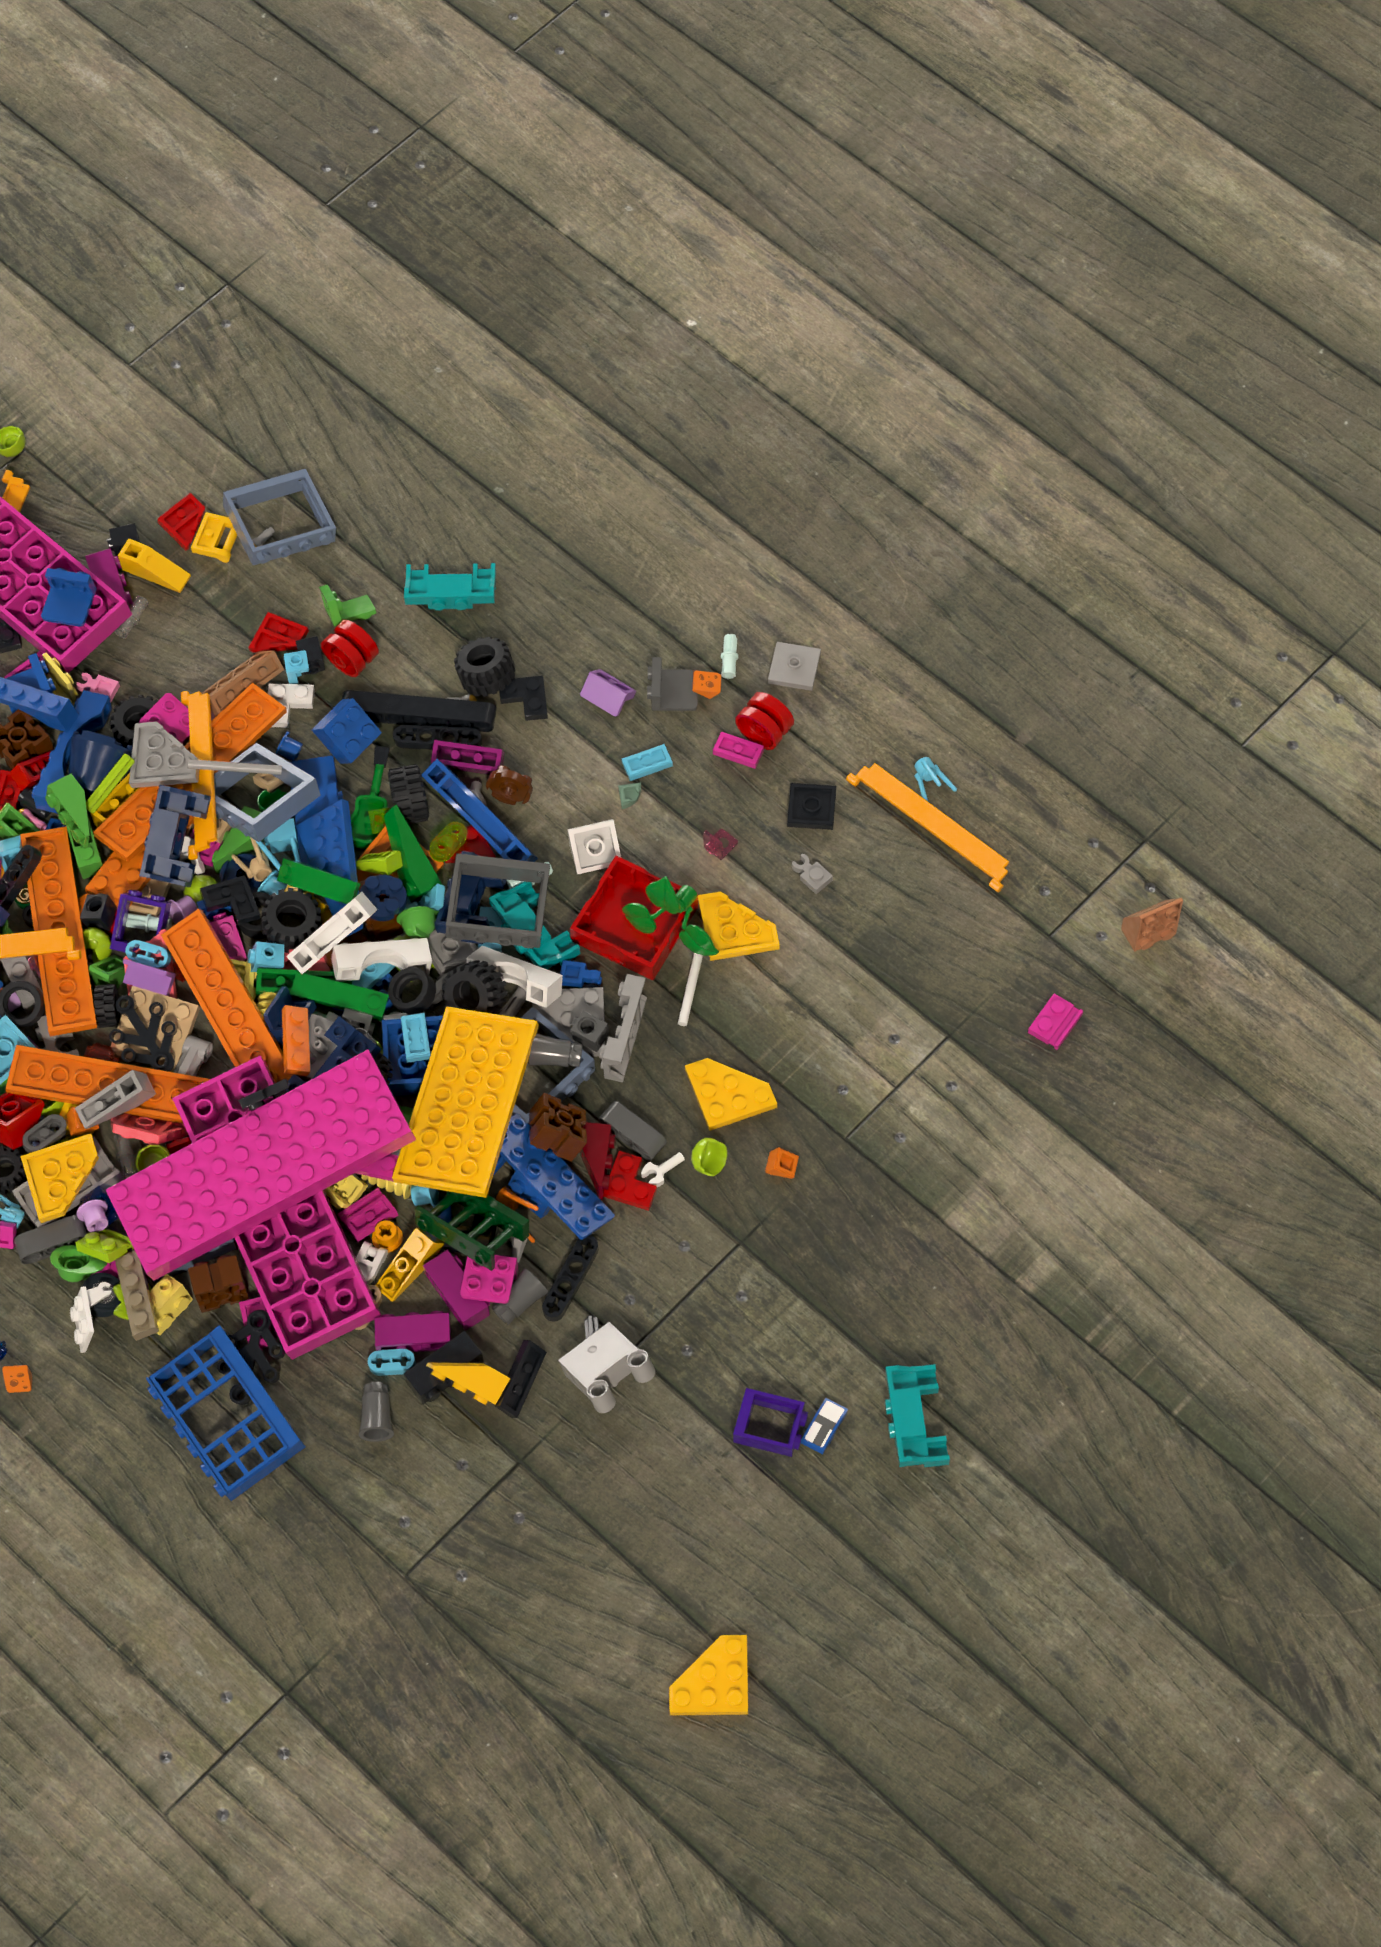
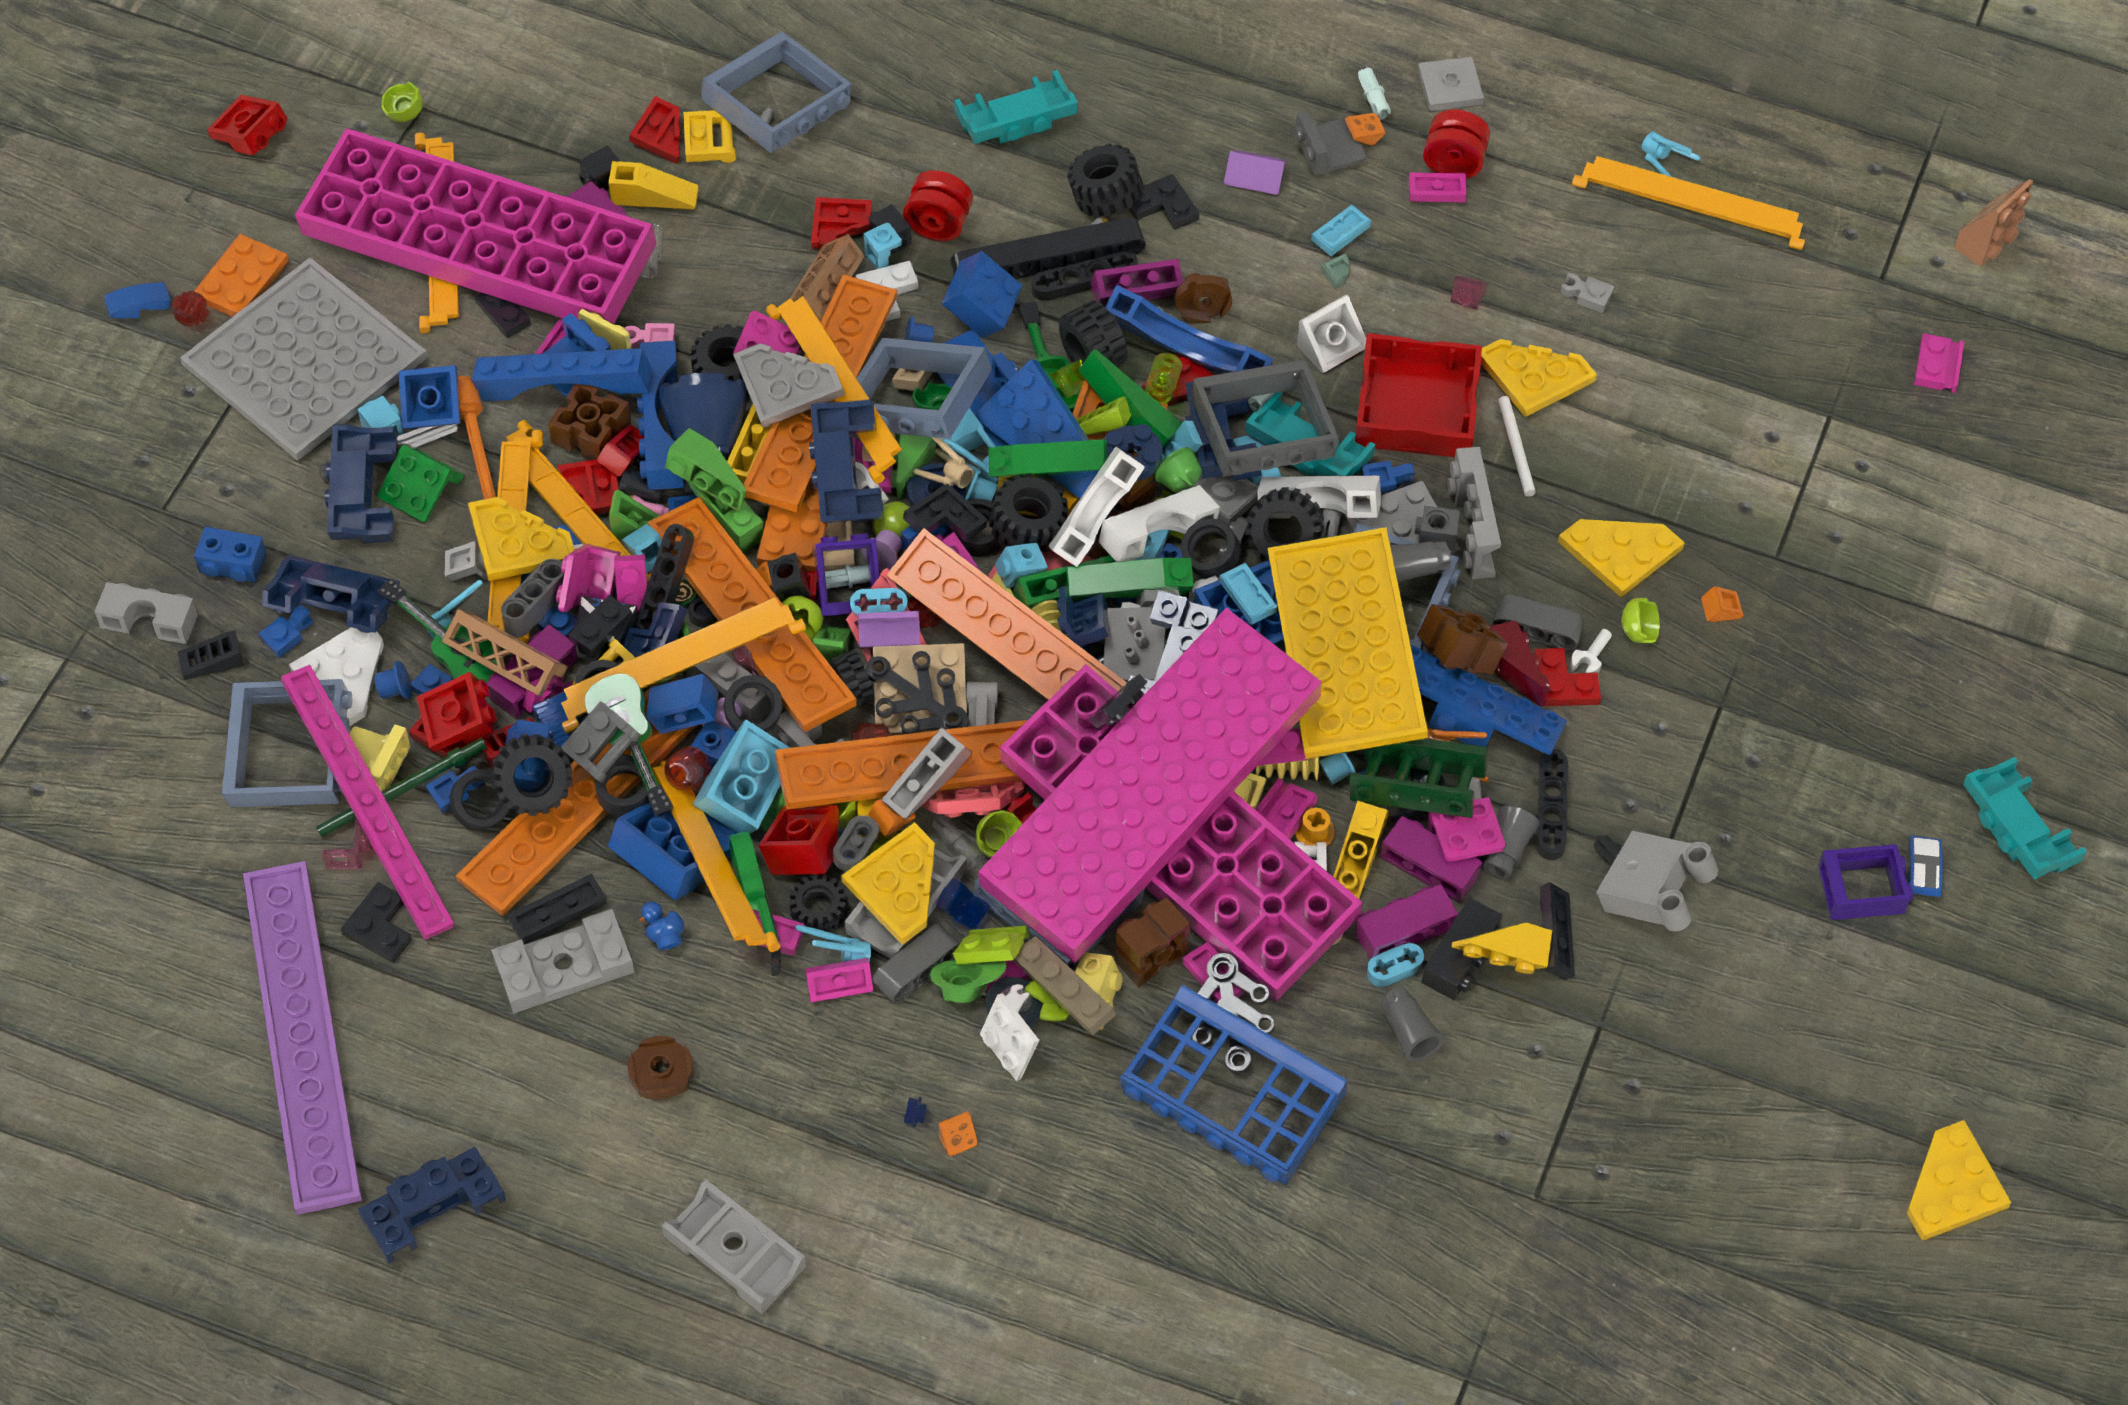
camera: 25 degrees left, 5 degrees down
(68, 597) = (583, 237): blue bracket -> none
(93, 1215) = (960, 915): lavender piece -> none
(109, 783) = (737, 424): lime axle -> none
(234, 767) = (882, 363): light grey bar -> none
(296, 1040) = (1115, 637): orange plate -> none
(353, 609) = (902, 170): bright green bracket -> none
(663, 895) = (1472, 348): green plant -> none
(811, 806) = (1551, 221): black plate -> none

